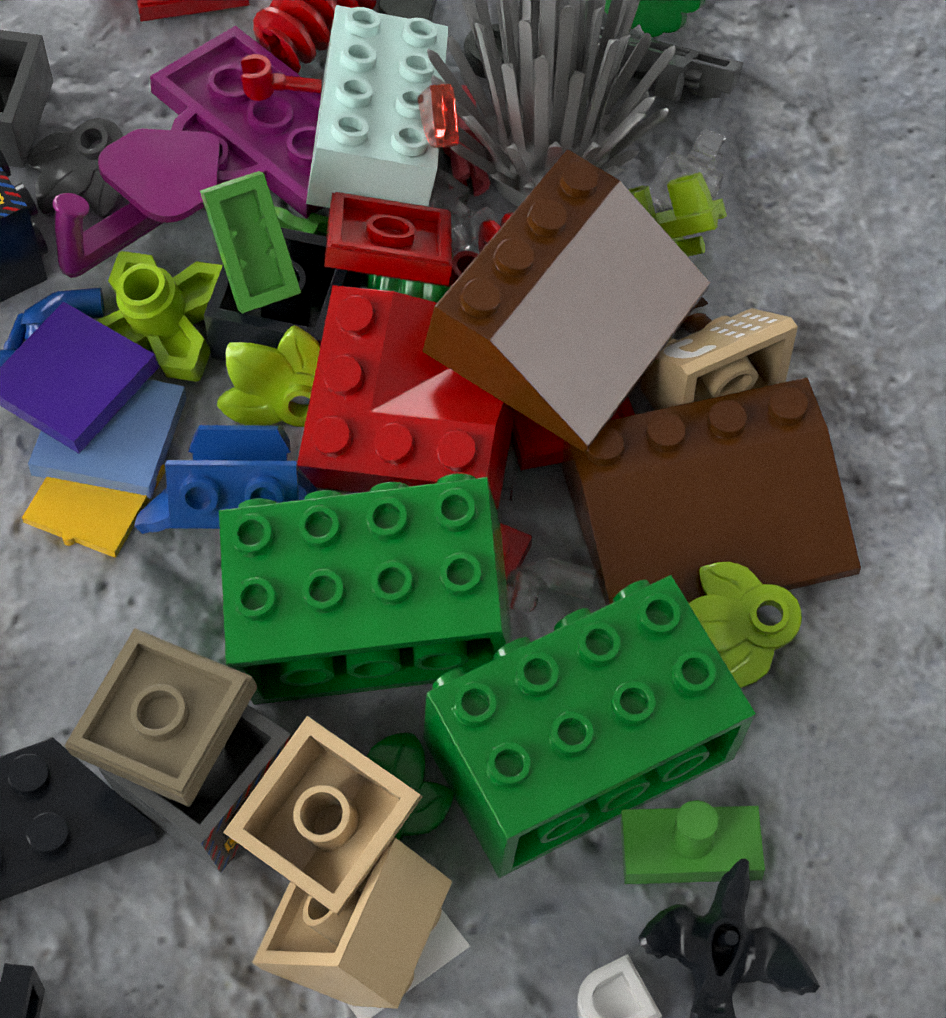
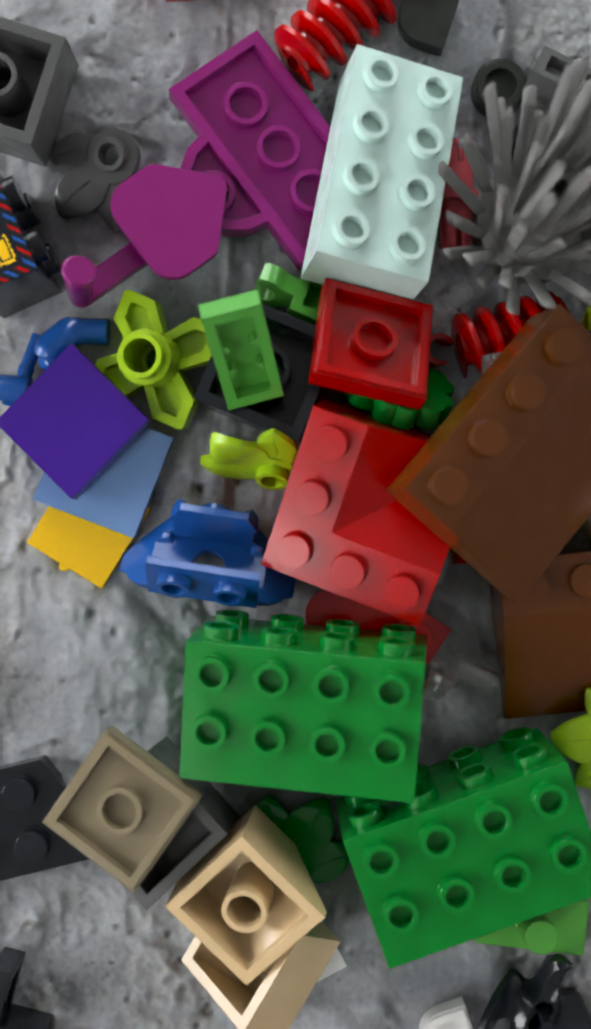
camera: 10 degrees right, 30 degrees up
(260, 82) = (285, 114): red hand -> none
(439, 115) = (440, 234): clear red tile -> none

